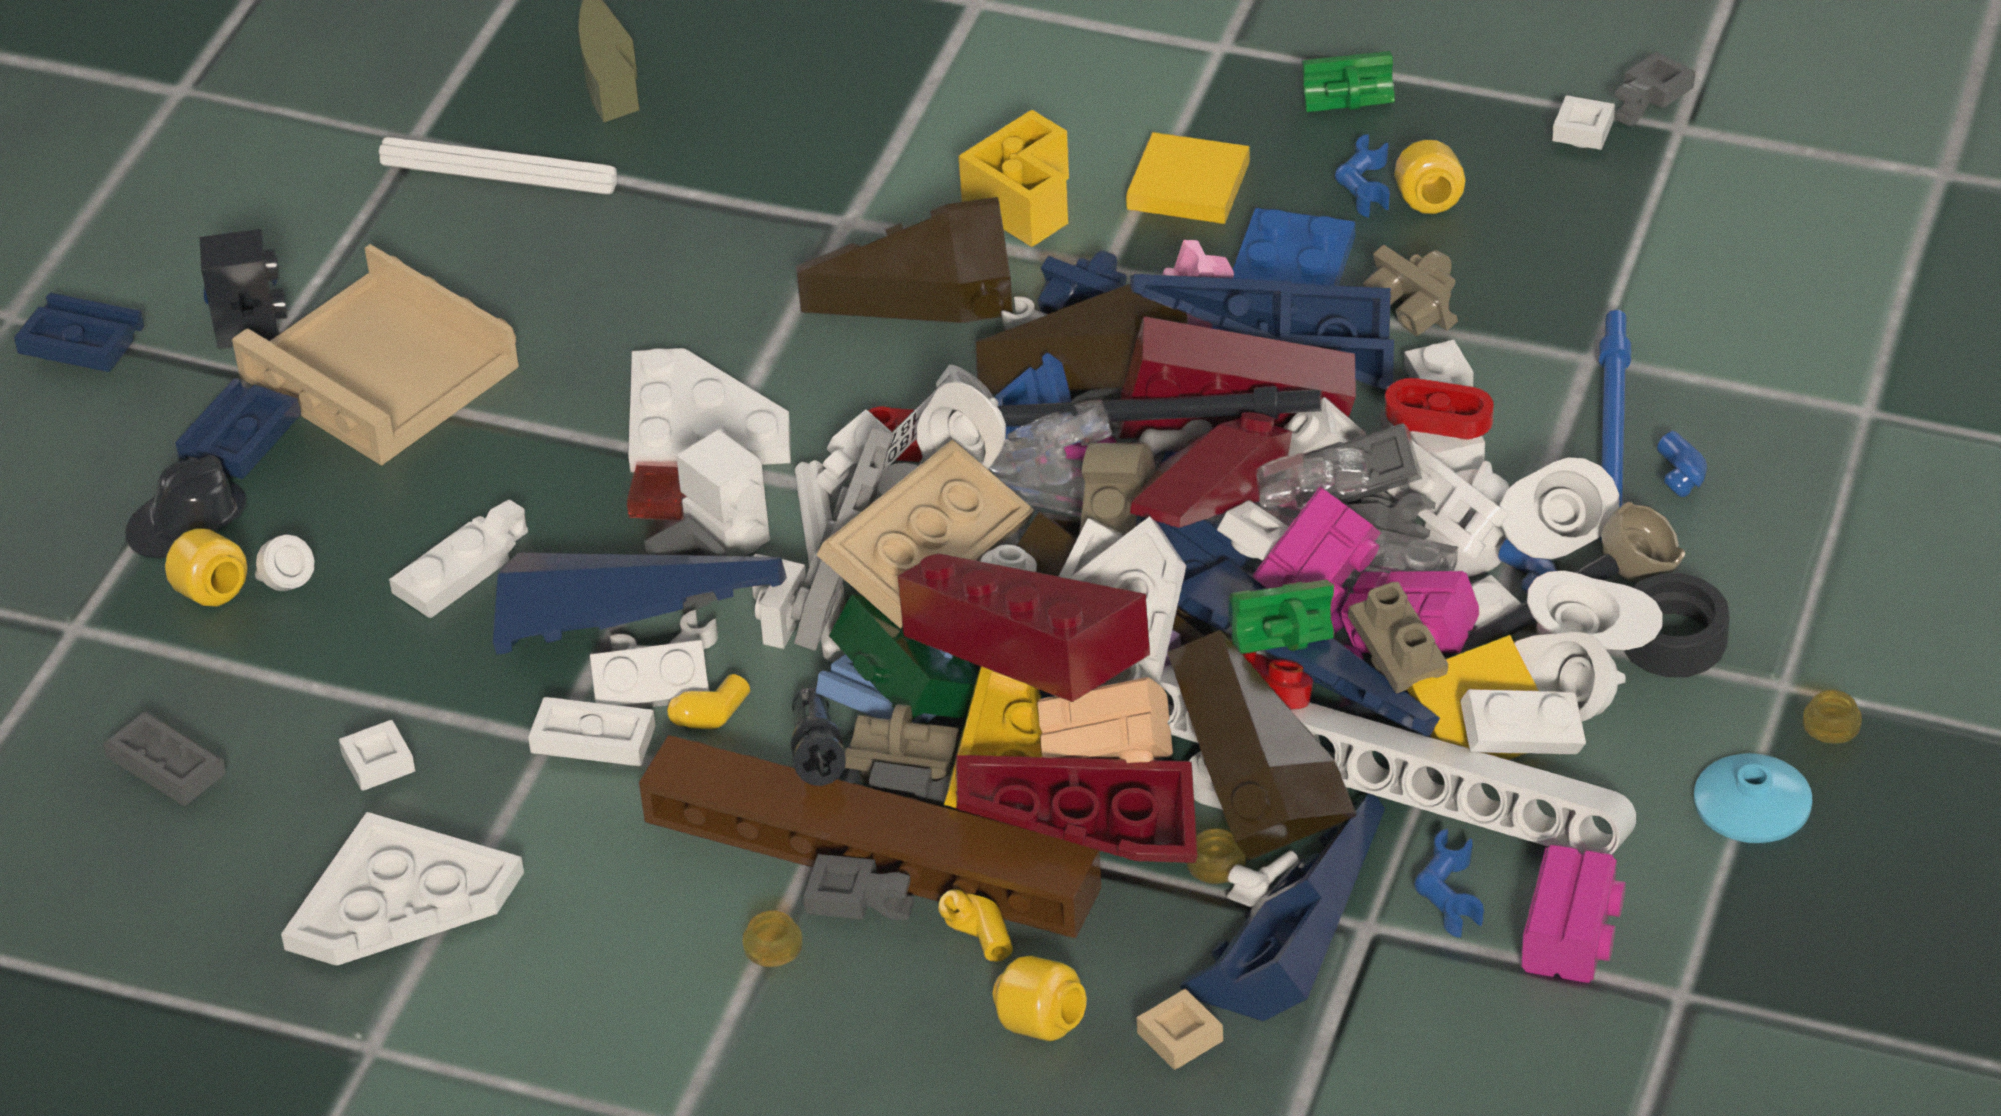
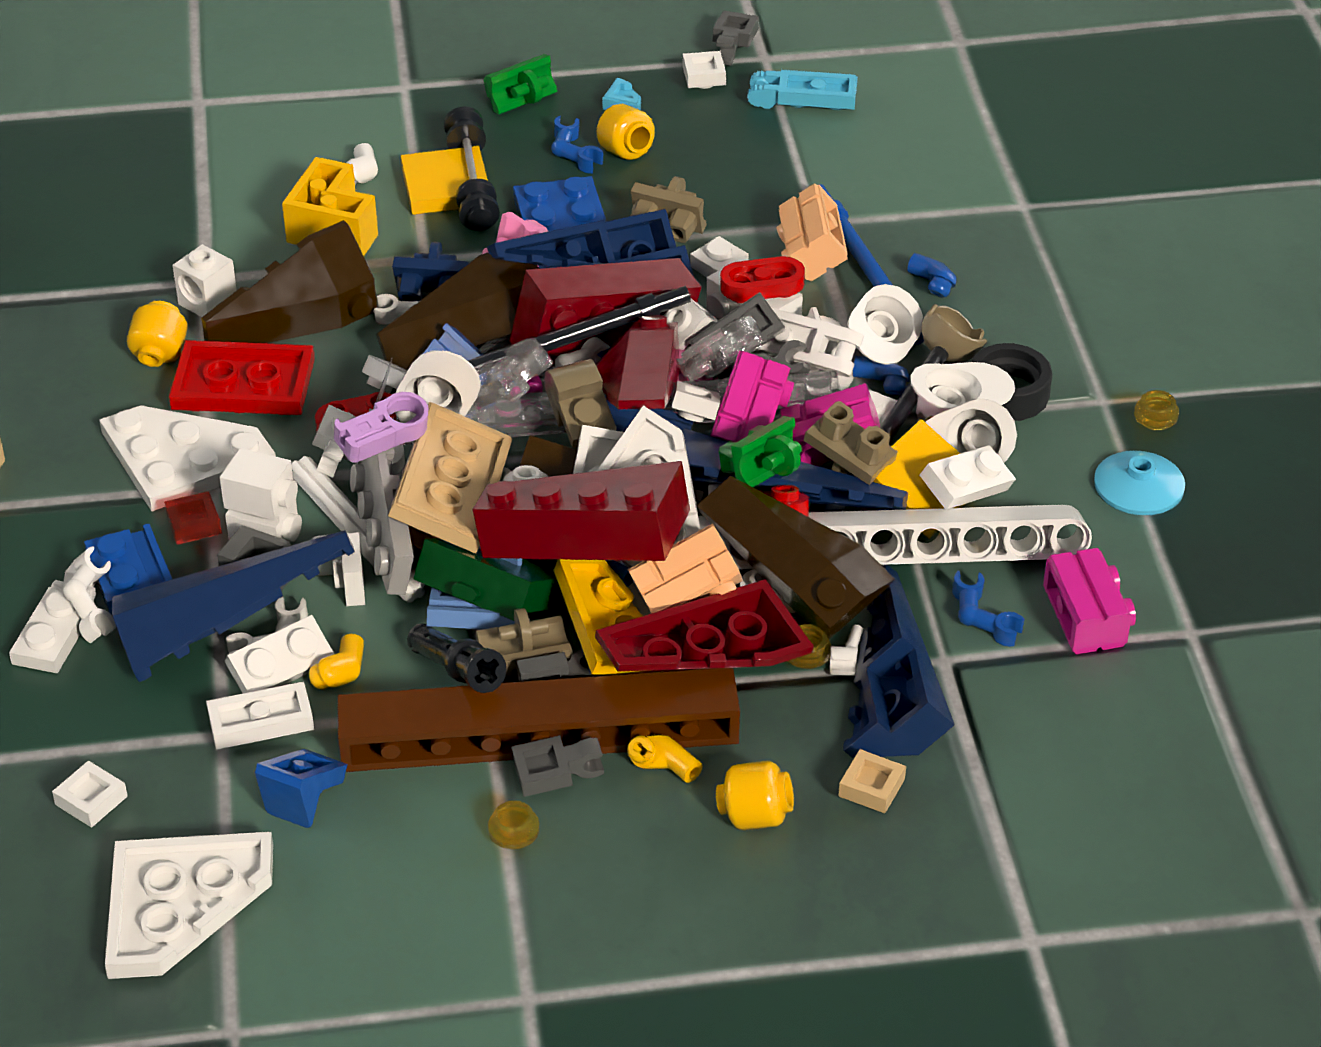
camera: 30 degrees left, 0 degrees up
(483, 538) = (76, 592): none -> white arm
(566, 519) = (133, 559): none -> blue plate
(577, 809) = (294, 782): none -> blue slope
(748, 270) = (157, 333): none -> yellow head
(810, 349) = (242, 377): none -> red plate
(833, 218) = (203, 280): none -> white brick
(859, 455) = (377, 431): none -> lavender piece
(1099, 136) = (364, 163): none -> white arm
(1200, 208) = (476, 196): none -> black axle
(1464, 133) = (621, 93): none -> medium azure tile
(1560, 368) = (812, 231): none -> light nougat brick
(1690, 182) = (803, 89): none -> medium azure hinge

